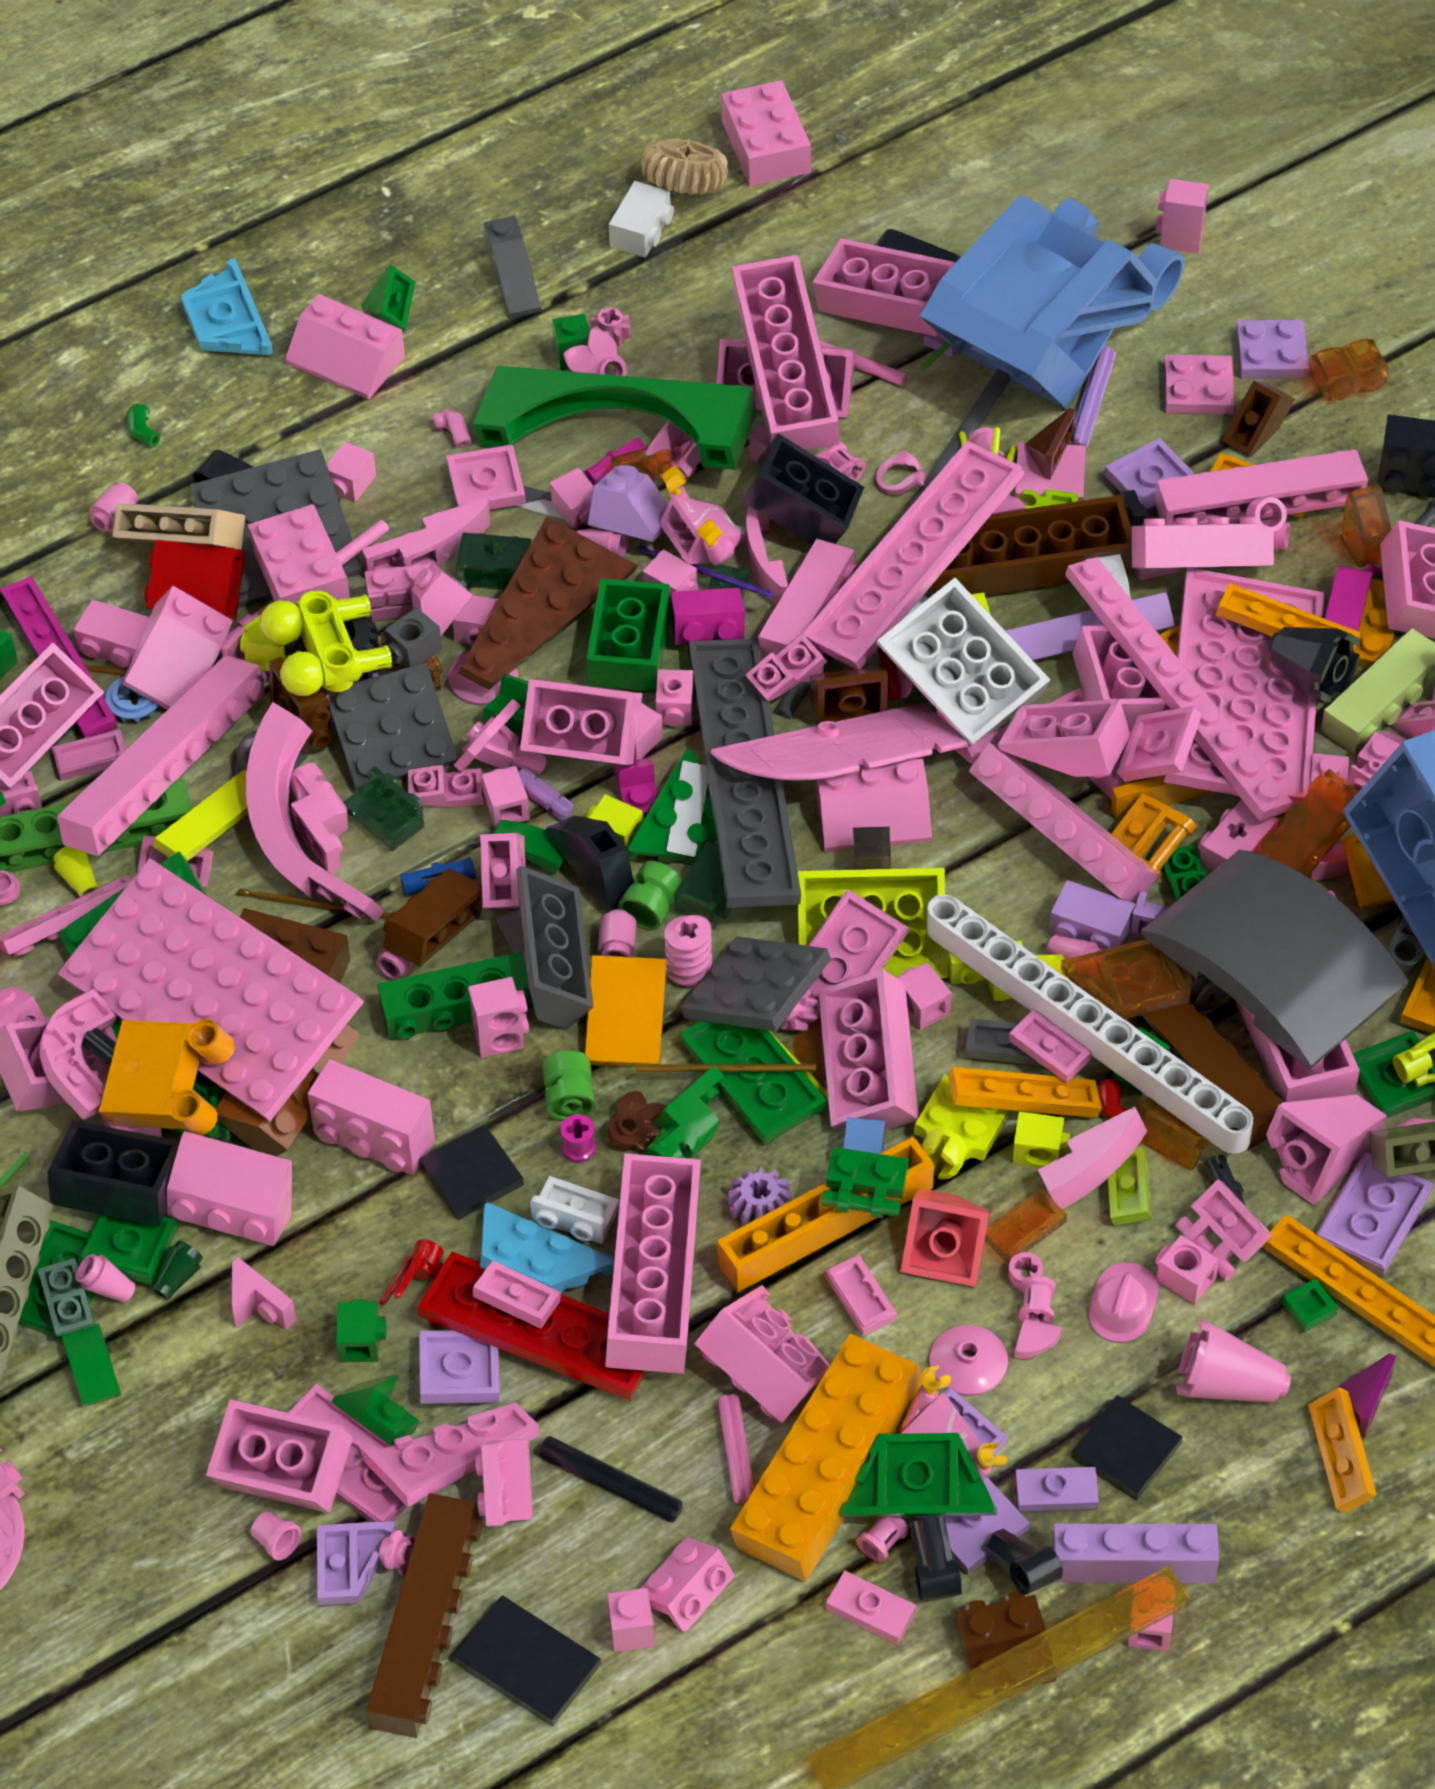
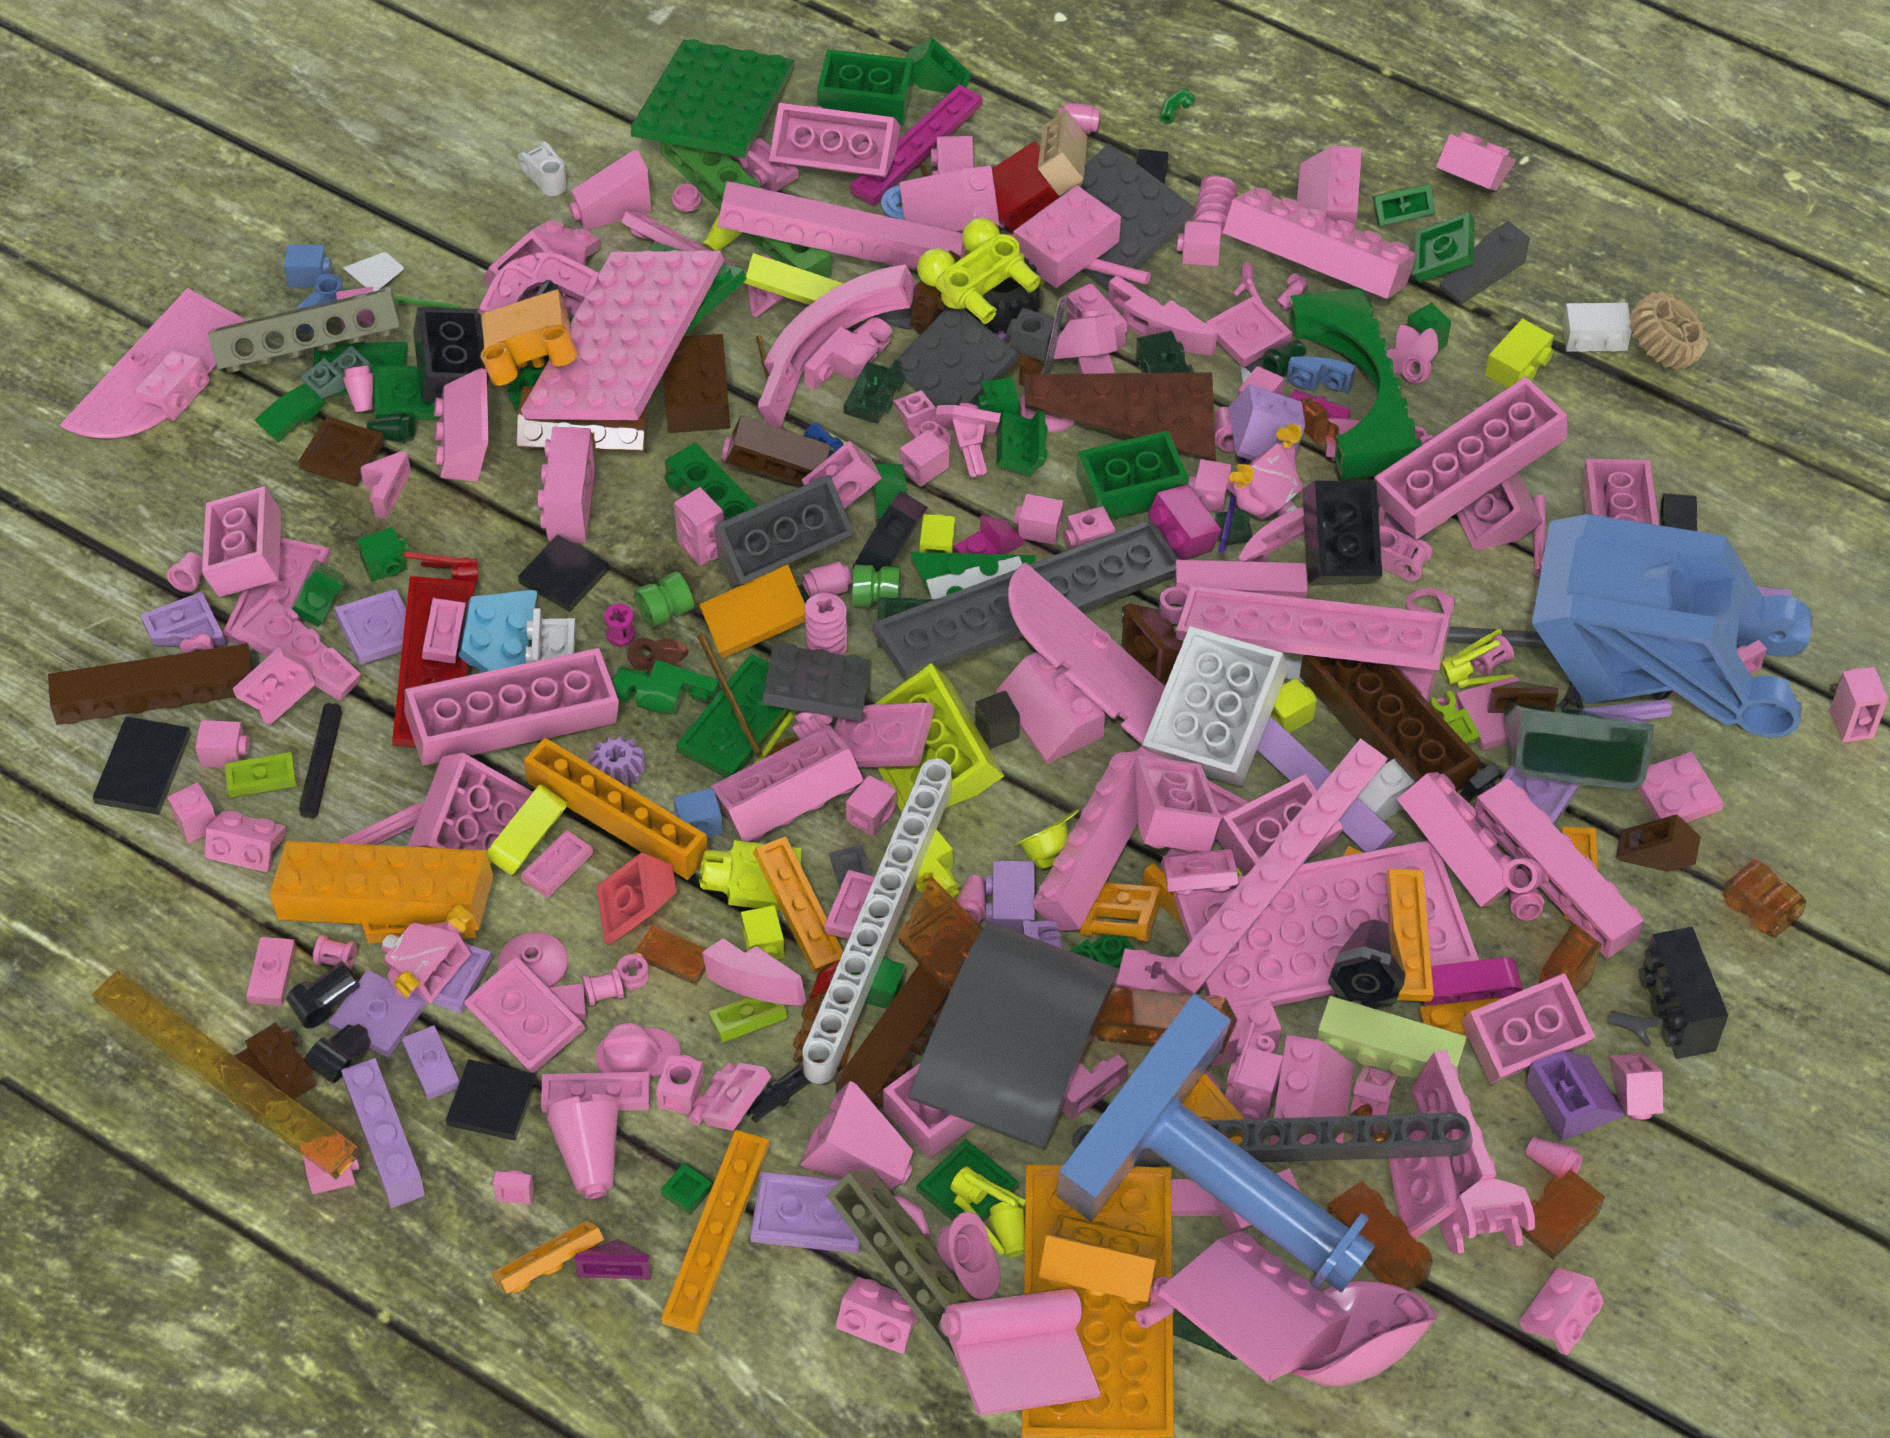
camera: 65 degrees right, 0 degrees up
(88, 754) = (835, 193): bright pink tile -> none
(181, 1329) = (341, 451): none -> reddish brown plate
(225, 314) = (1320, 108): medium azure wing -> none
(299, 436) = (1215, 200): none -> bright pink piece
(377, 221) = (1474, 162): none -> bright pink slope
(417, 457) = (1247, 281): none -> bright pink bar
(417, 602) = (1055, 334): none -> sticker
(418, 374) = (1320, 242): none -> bright pink brick
(464, 707) = (999, 396): none -> green brick
(477, 286) = (1444, 247): none -> green plate
(537, 466) = (1277, 359): none -> dark green cone
(545, 1567) = (221, 743): none -> bright pink brick
(546, 795) = (949, 486): lavender axle -> none
(571, 448) = (1312, 371): none -> medium blue slope
(581, 721) = (1003, 466): bright pink brick -> none
(605, 1541) = (260, 775): none -> lime plate
(613, 323) = (1461, 351): bright pink gear -> none
(641, 287) = (1520, 354): none -> neon yellow brick
(766, 133) = (1754, 375): bright pink brick -> none
(787, 669) = (1147, 589): bright pink slope -> none
(808, 1305) = (526, 829): none -> neon yellow beam
(869, 1174) = (649, 810): green plate -> none
(919, 1478) = (374, 948): green wing -> none
(1034, 860) = (1048, 843): none -> neon yellow piece
(1043, 1381) = (524, 1015): none -> bright pink plate
(1051, 408) = (1572, 697): none -> black bar
(1132, 420) = (1578, 745): none -> clear green windscreen
(1161, 1348) = (628, 1088): none -> bright pink plate
(1247, 1454) = (513, 1187): none -> bright pink plate
(1272, 349) = (1757, 832): lavender plate -> none

